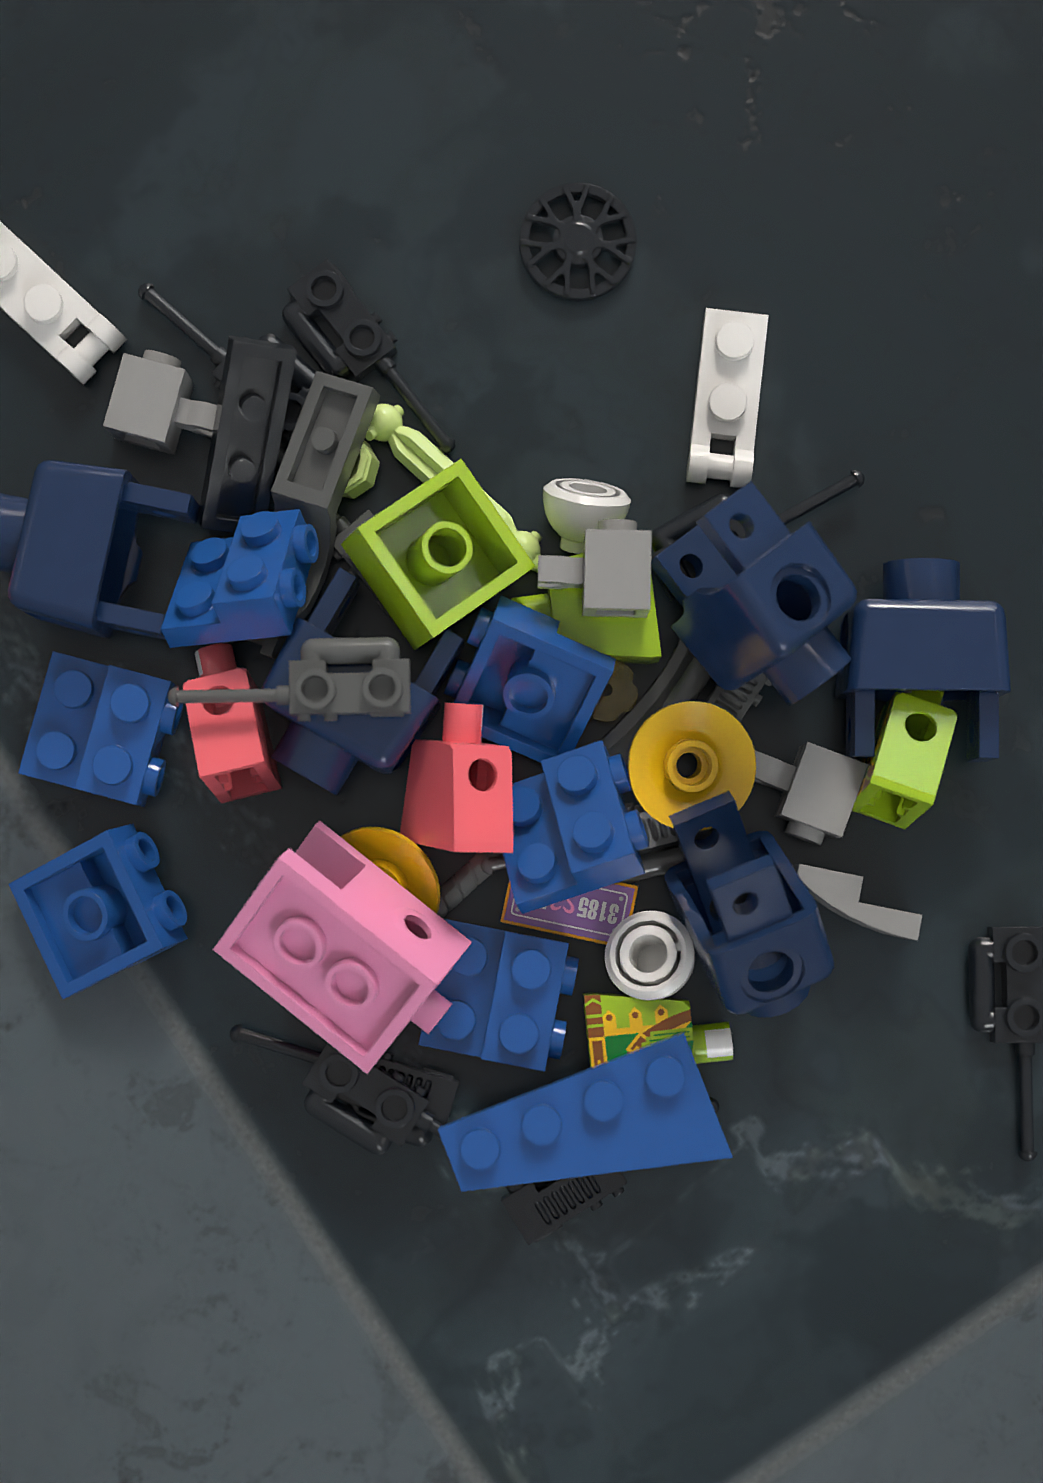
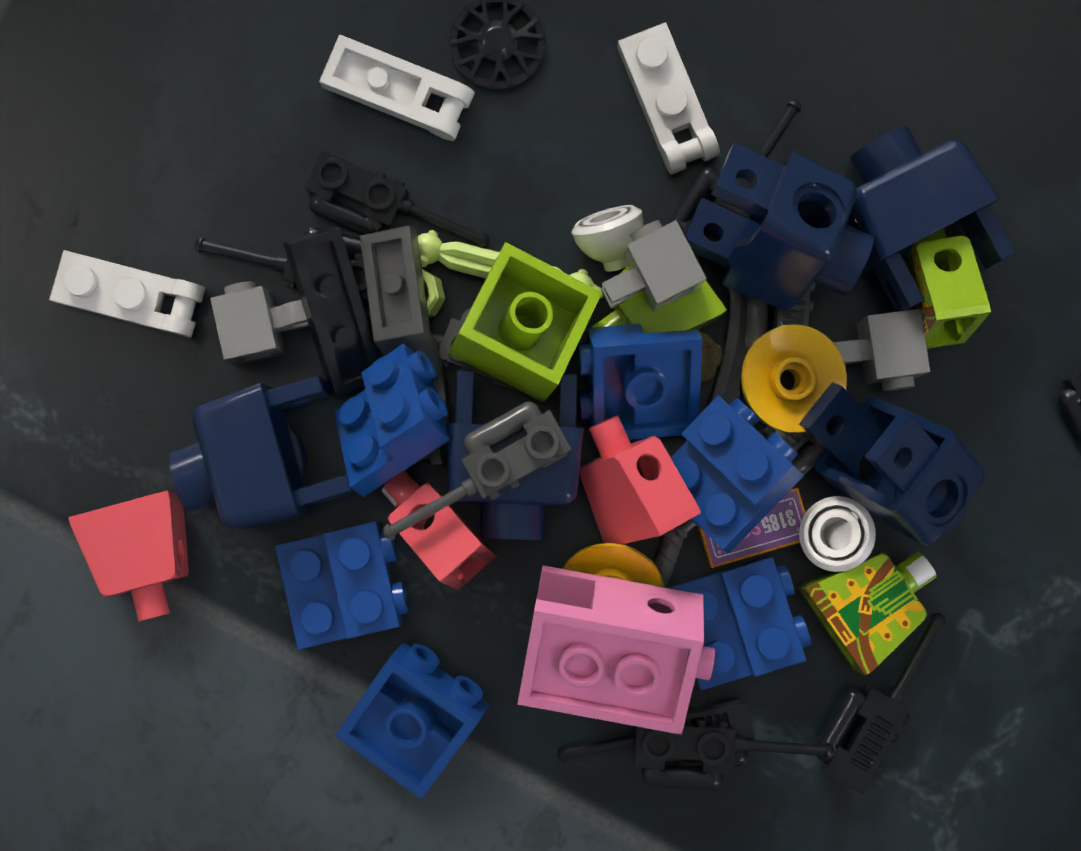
camera: 25 degrees left, 0 degrees up
(441, 231) = (395, 87): none -> white plate
(602, 1120) = (871, 674): blue wing -> none
(841, 895) = (953, 413): light grey slope -> none

